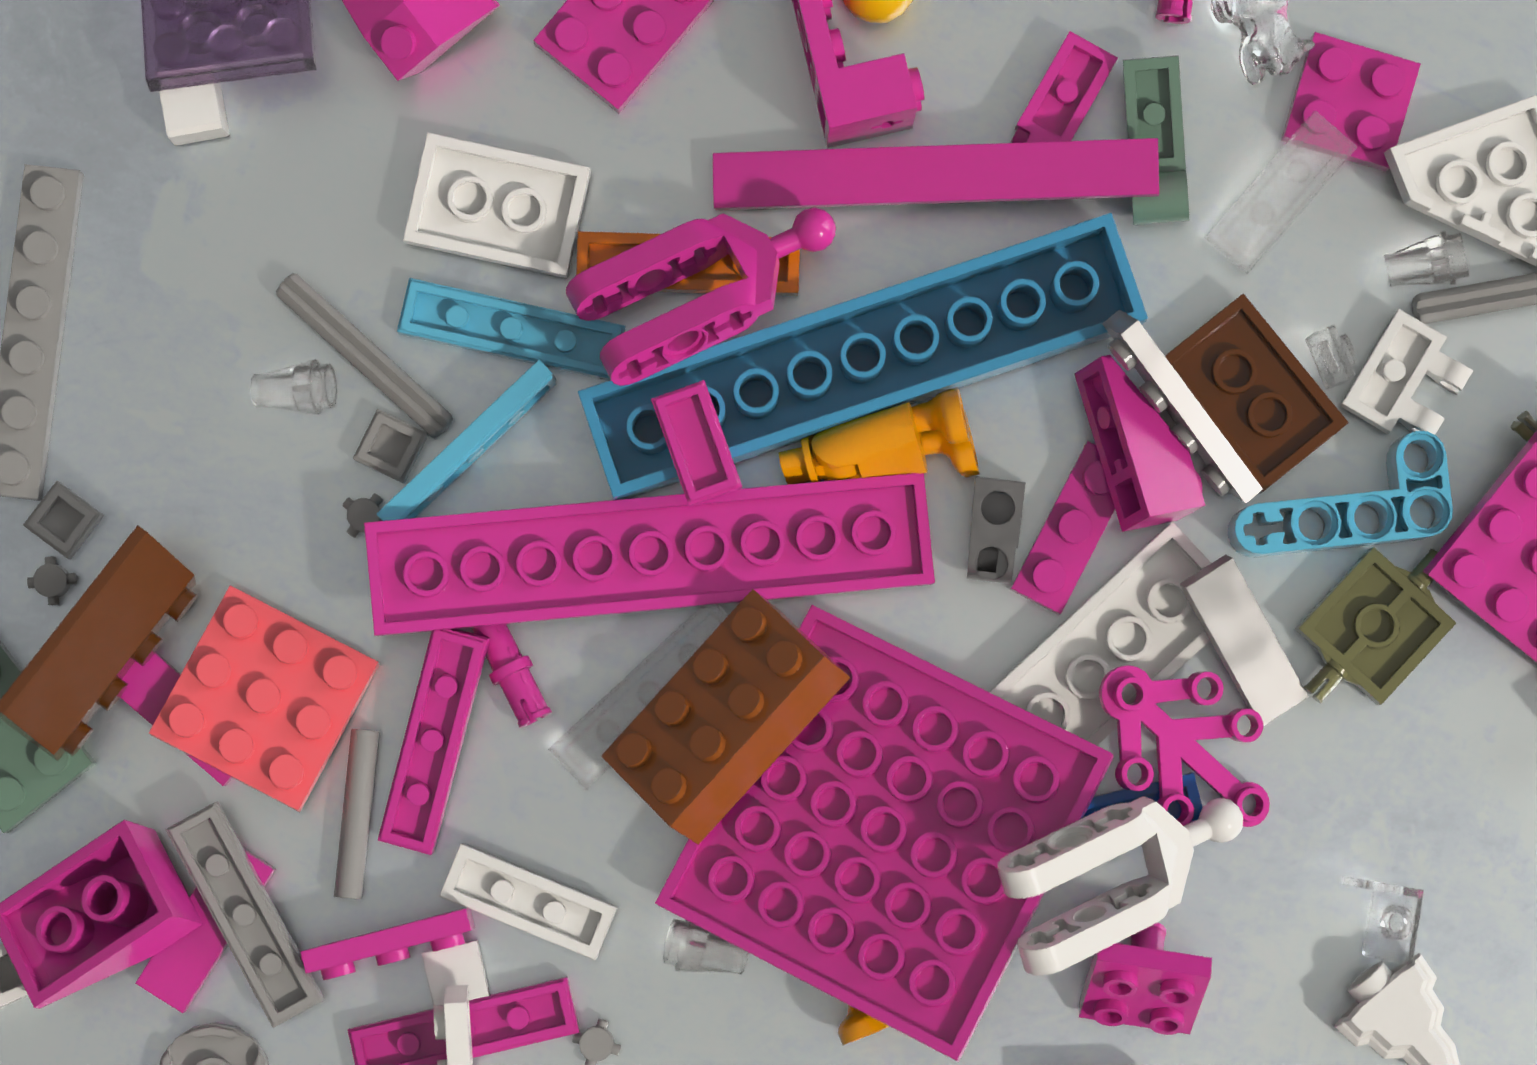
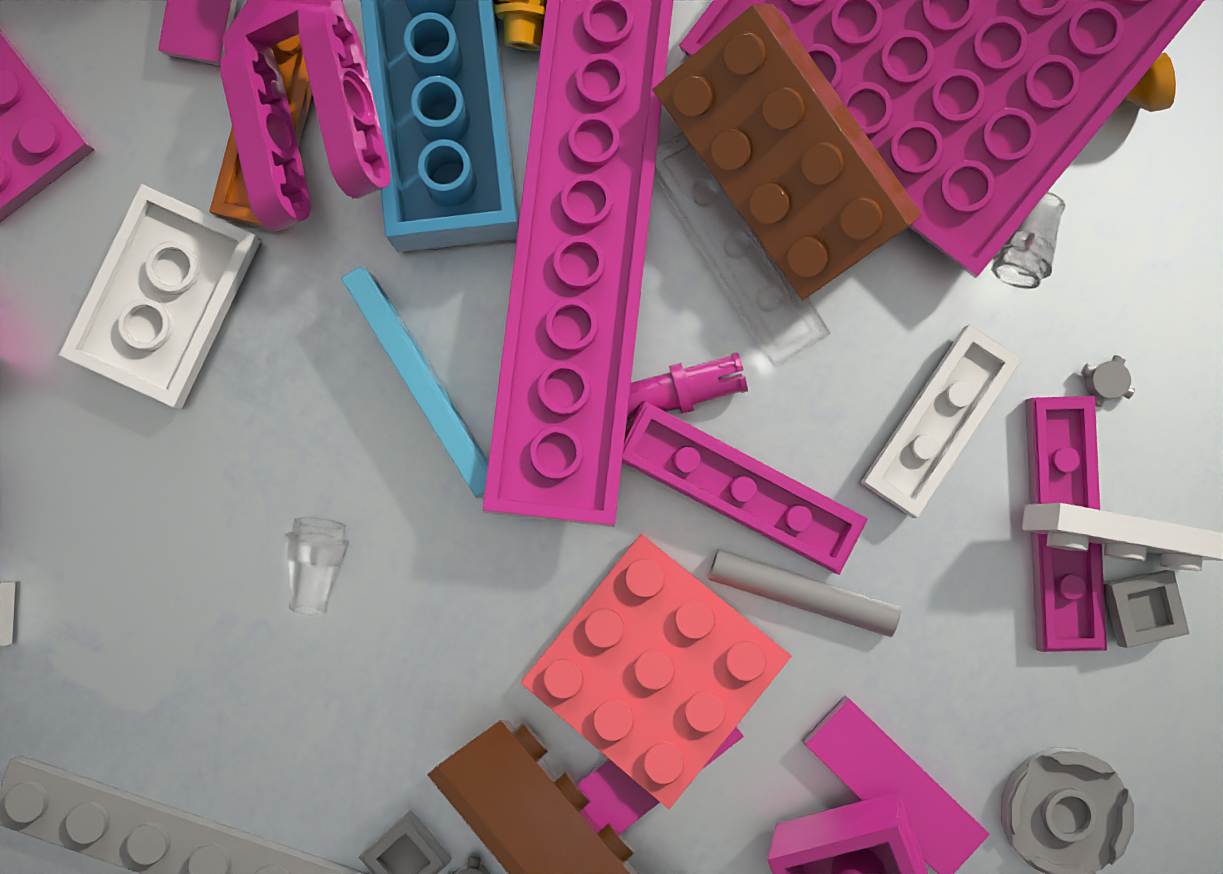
camera: 75 degrees left, 0 degrees up
(245, 914) = (895, 740): light grey tile -> none
(361, 511) = (471, 518): light grey piece -> none
(364, 355) = (294, 480): light grey axle -> none
(389, 944) = (958, 586): dark pink plate -> none
(390, 446) = (403, 472): light grey tile -> none
(456, 967) = (998, 519): white tile -> none
(505, 328) = (303, 313): medium azure tile -> none
(696, 443) = (474, 112): dark pink tile -> none

